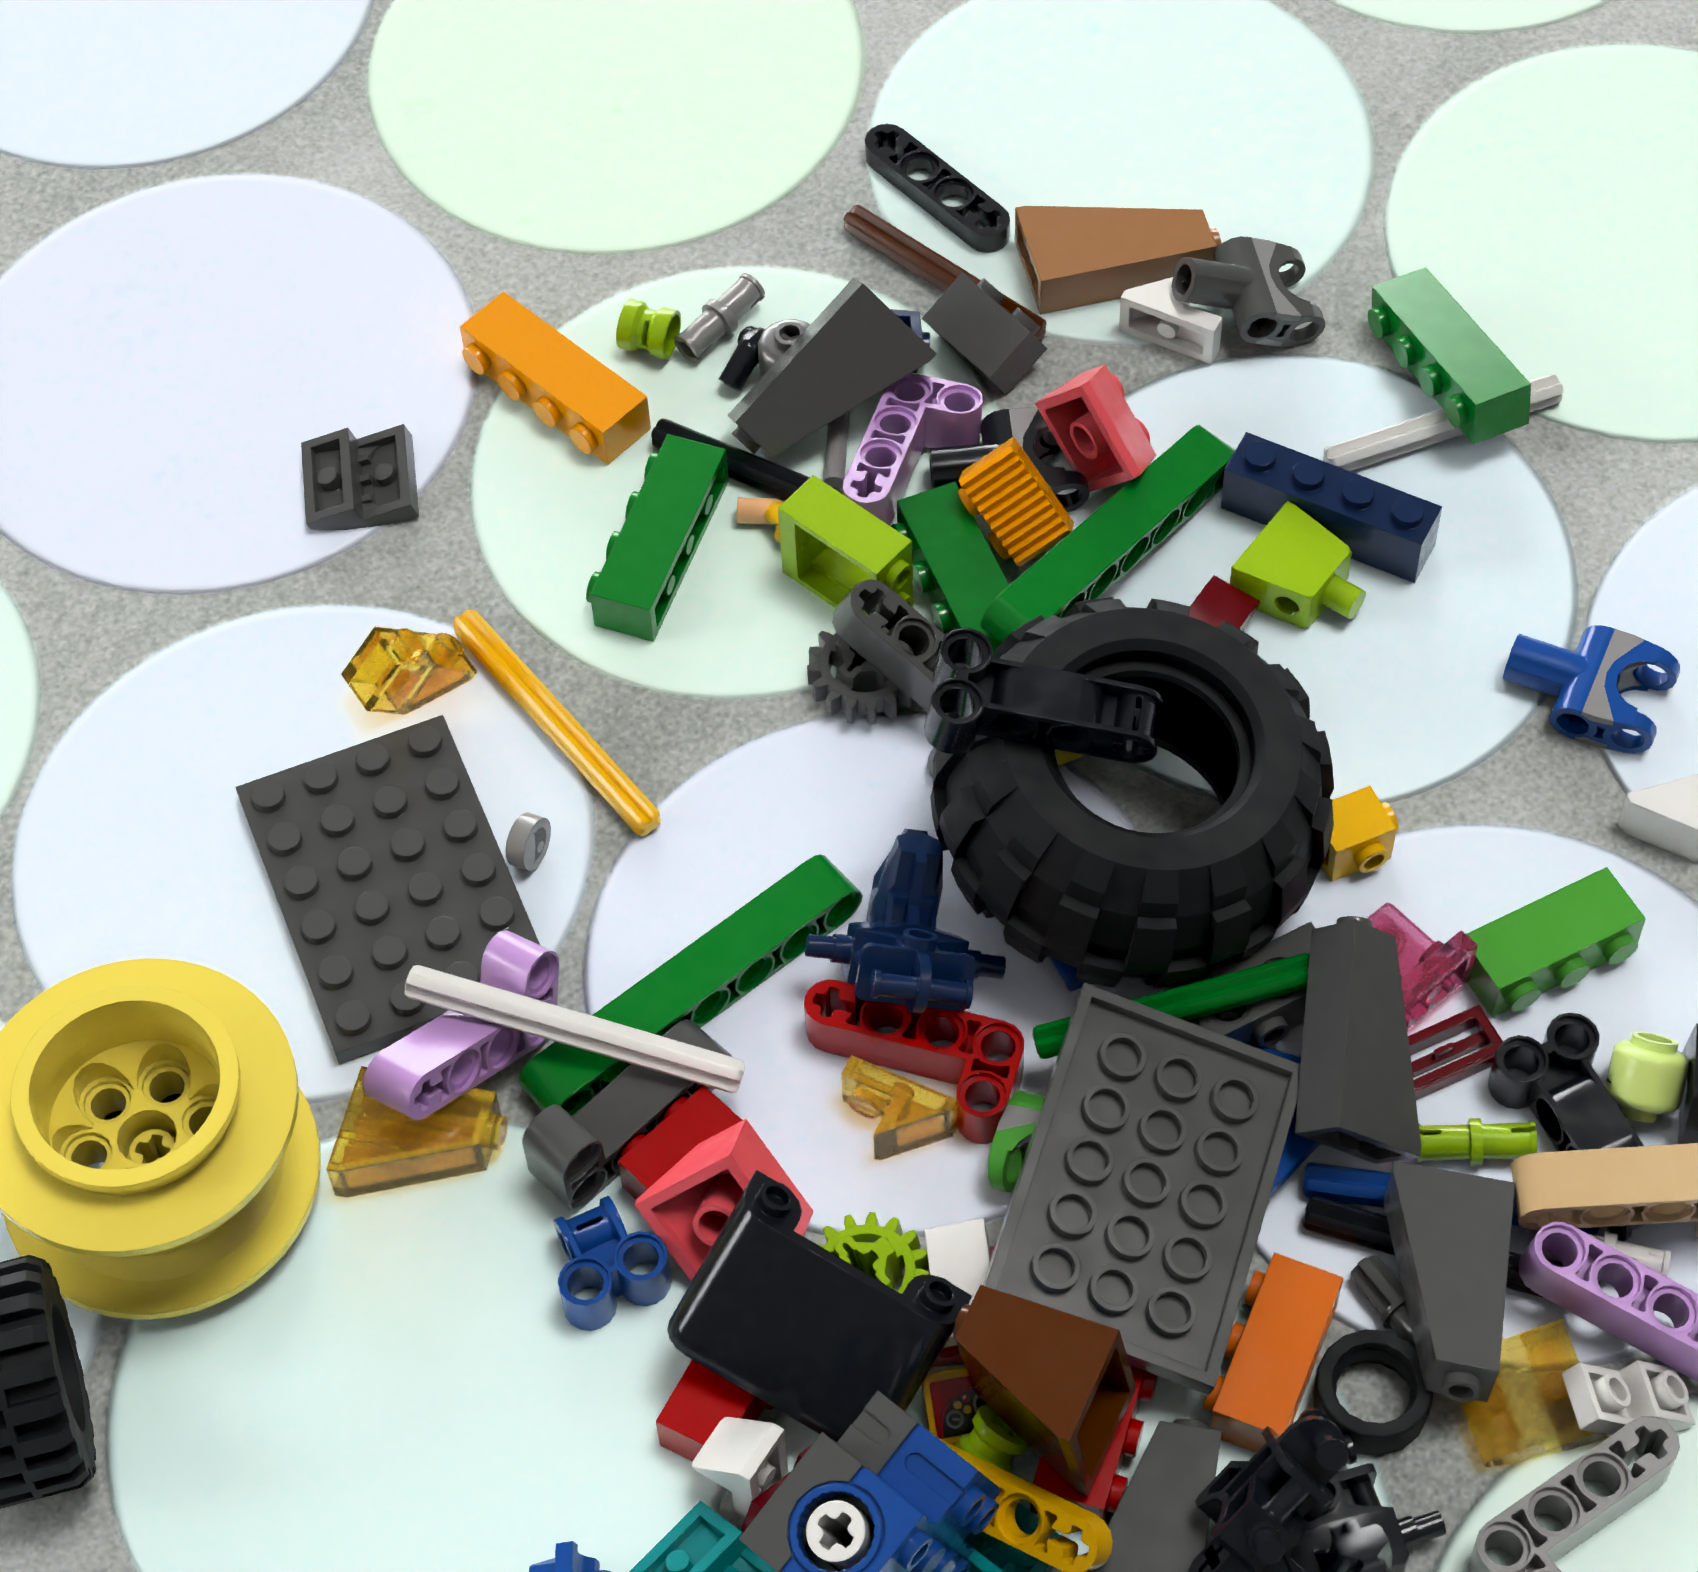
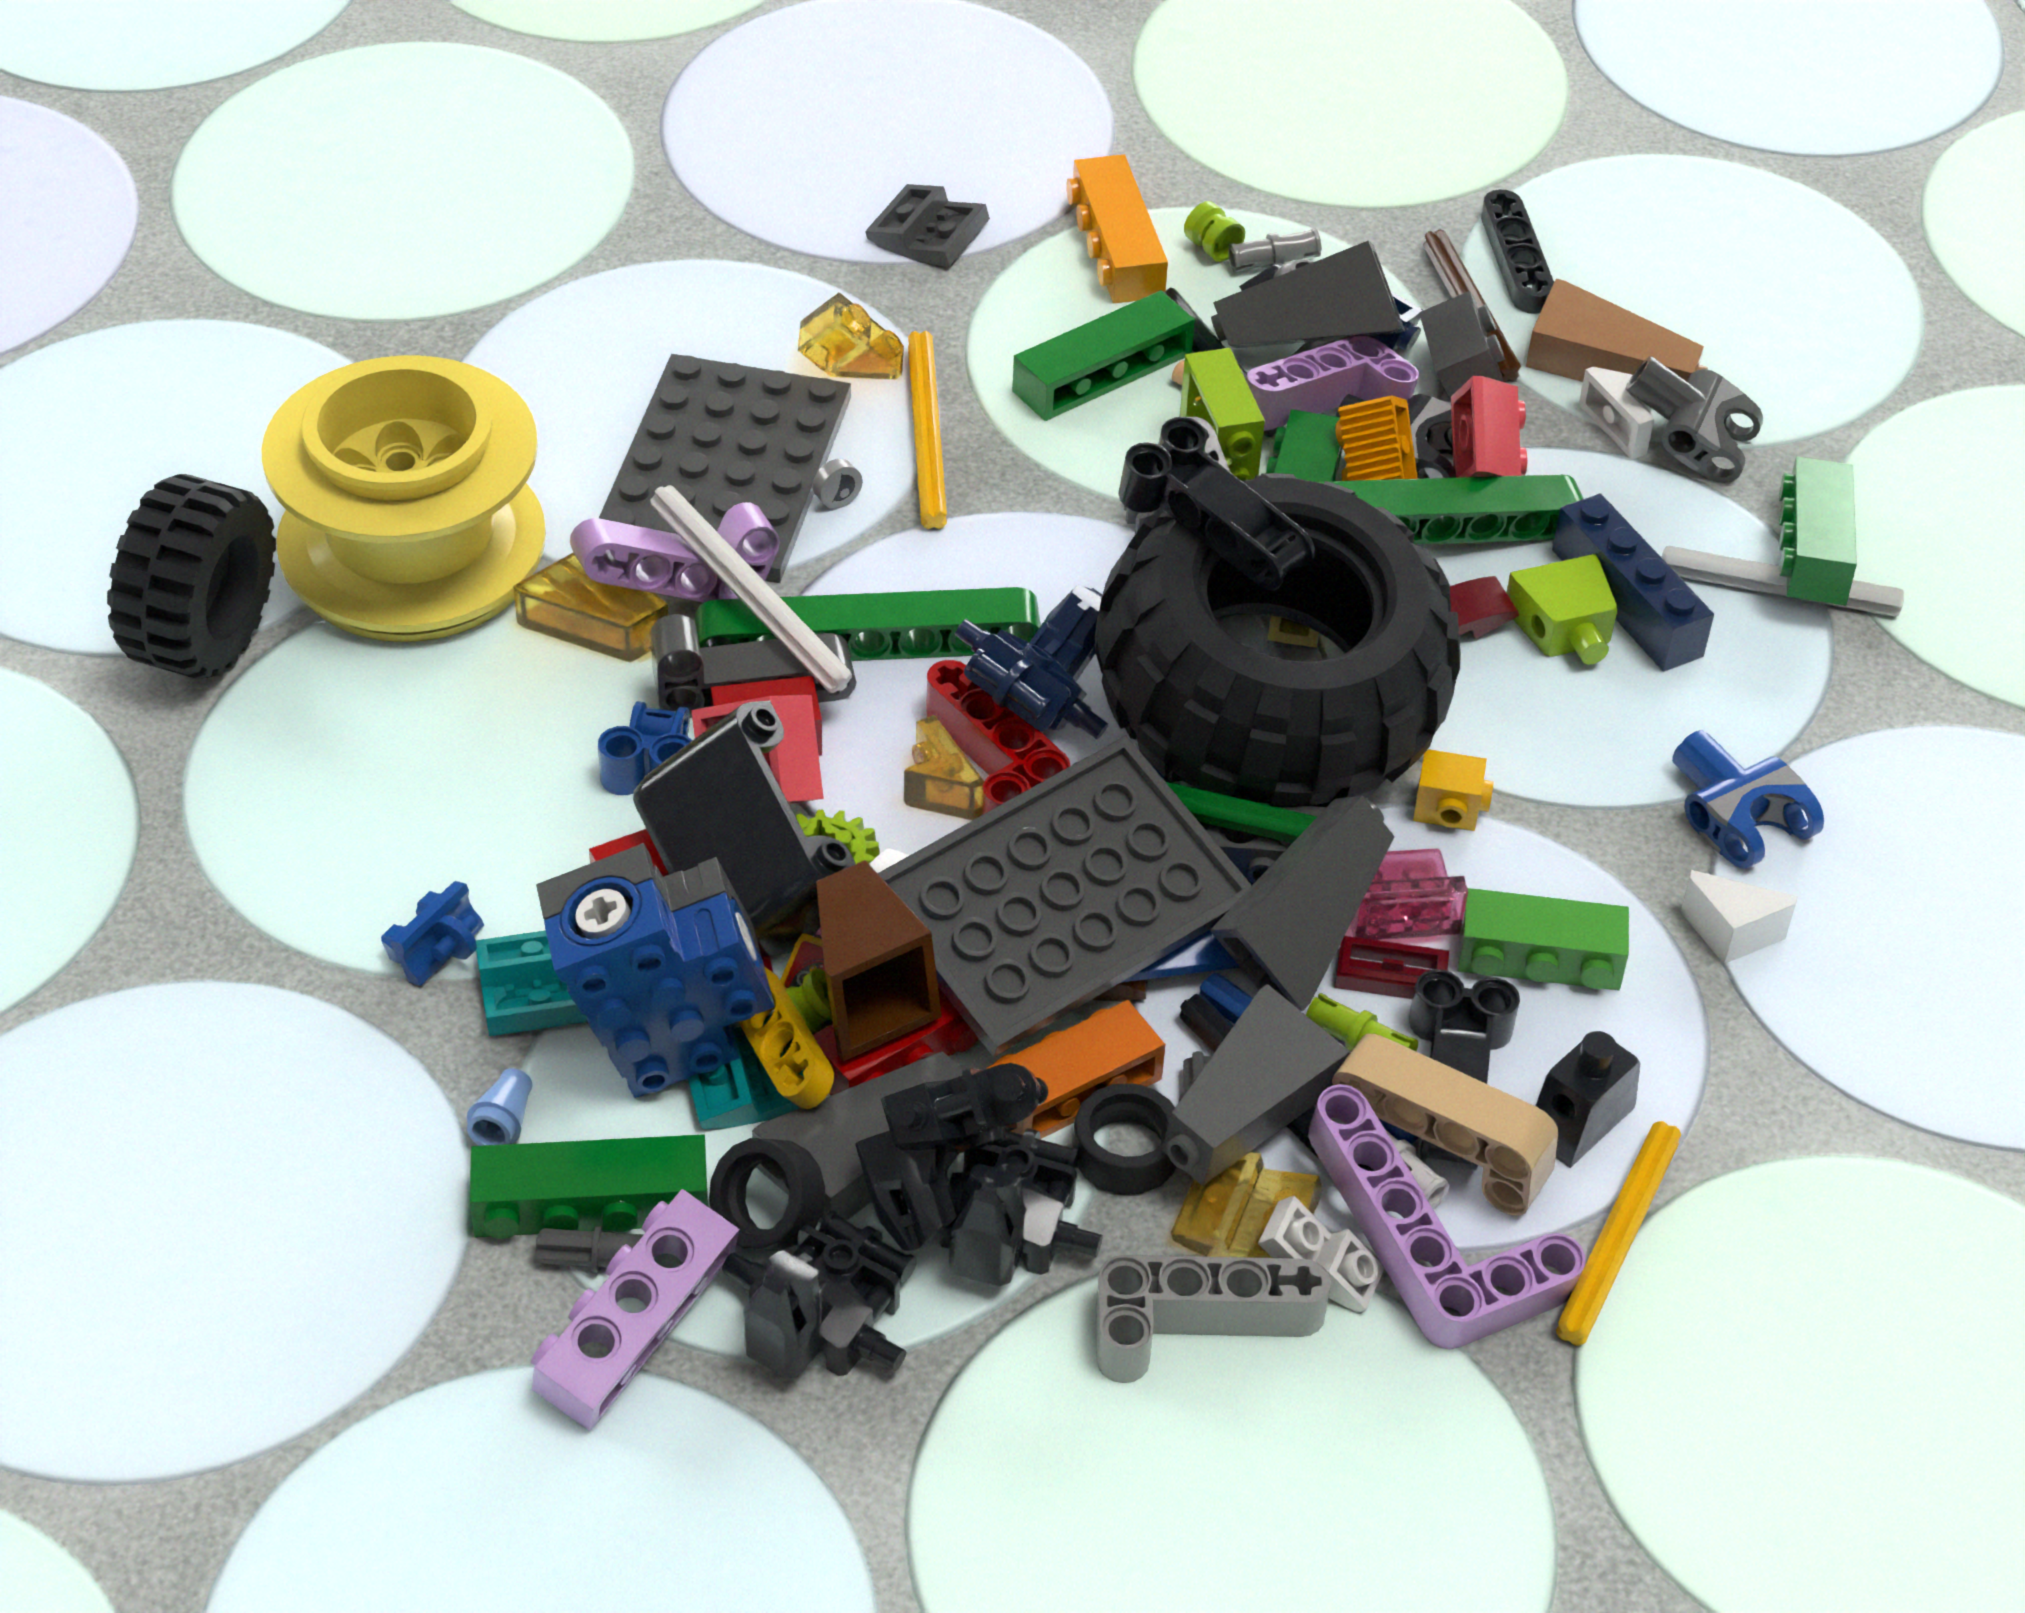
camera: 30 degrees right, 10 degrees down
(1647, 1076) = (1529, 1056): yellowish green head -> none

